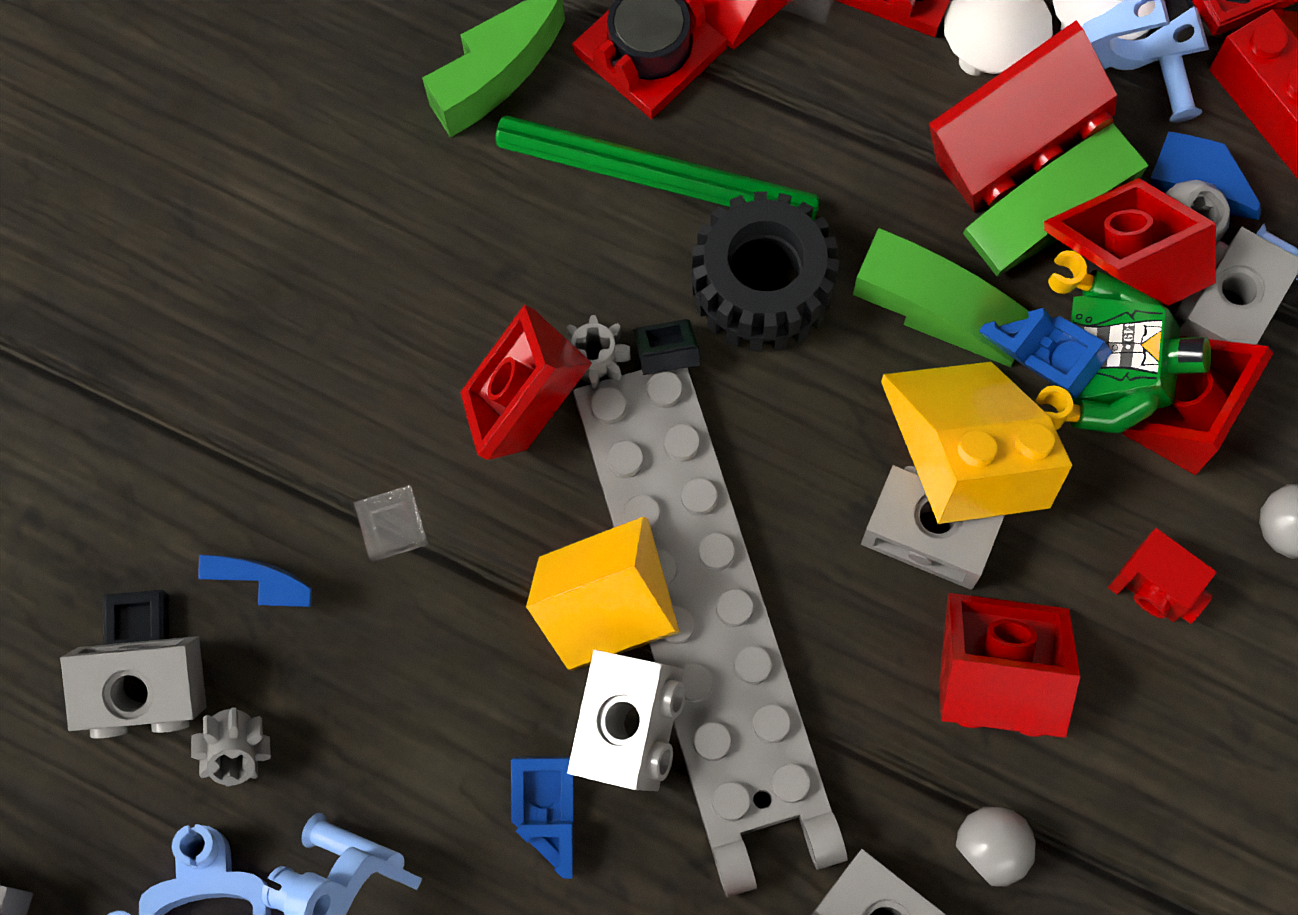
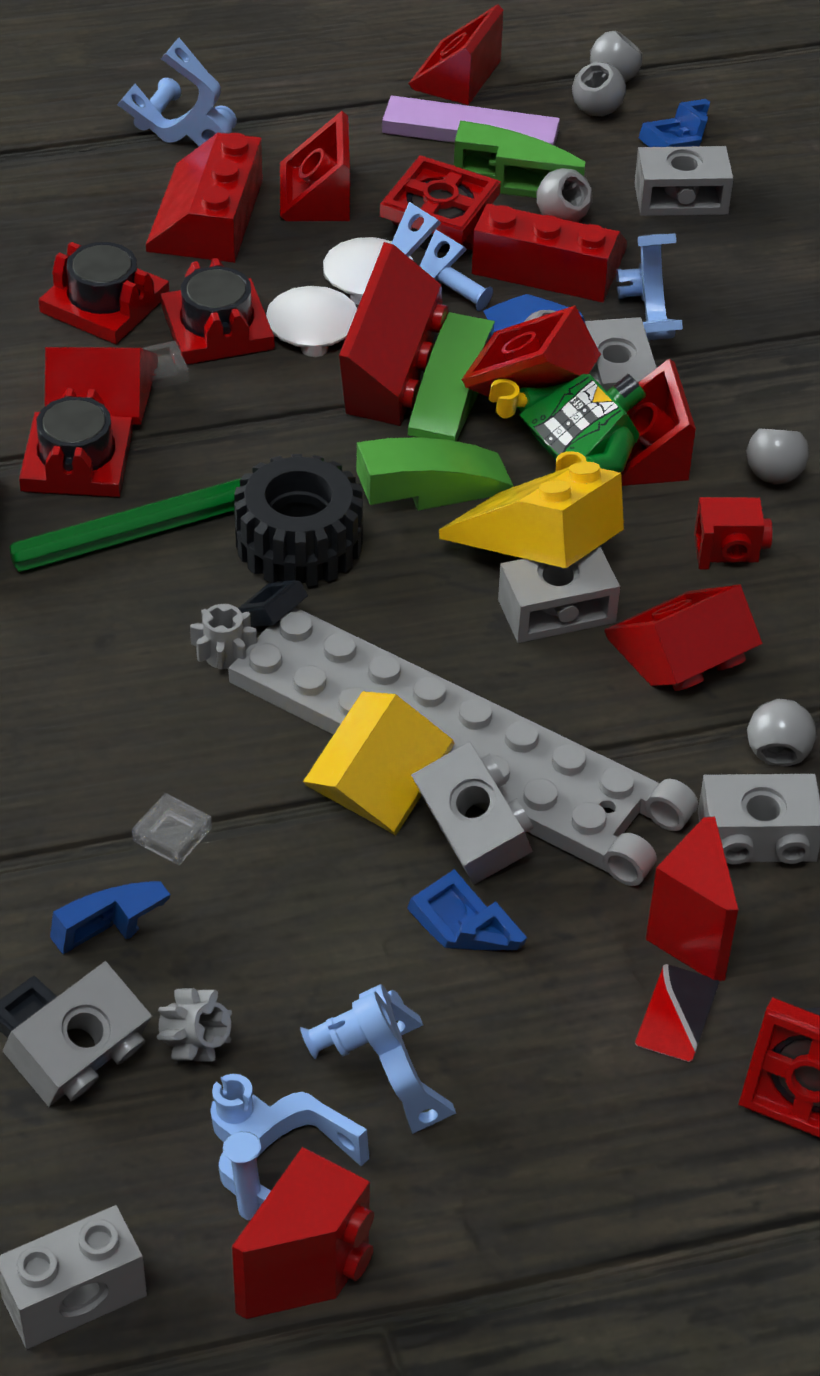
camera: 45 degrees left, 25 degrees down
(520, 385) = (189, 672): red slope -> none
(1051, 349) = (532, 445): blue slope -> none

